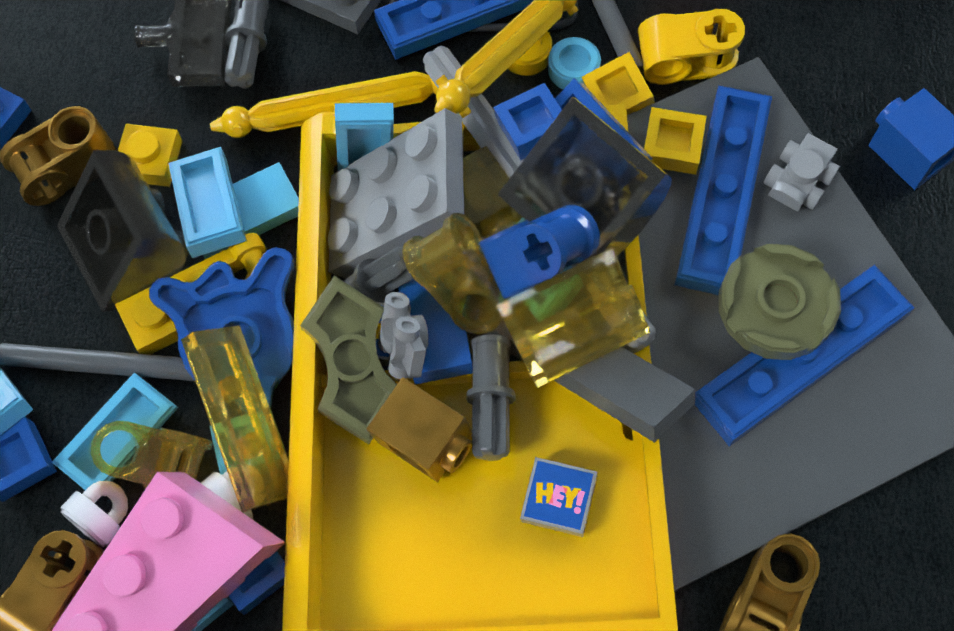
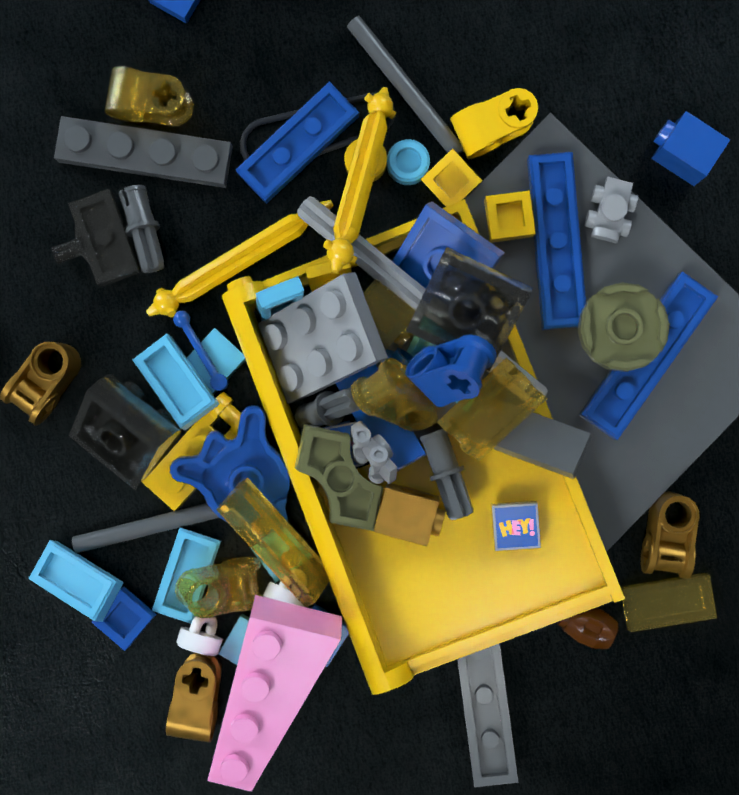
camera: 20 degrees left, 20 degrees up
(152, 151) = (108, 352): yellow plate -> none
(256, 217) = (218, 381): none -> blue hinge
(527, 118) = (406, 251): blue plate -> none

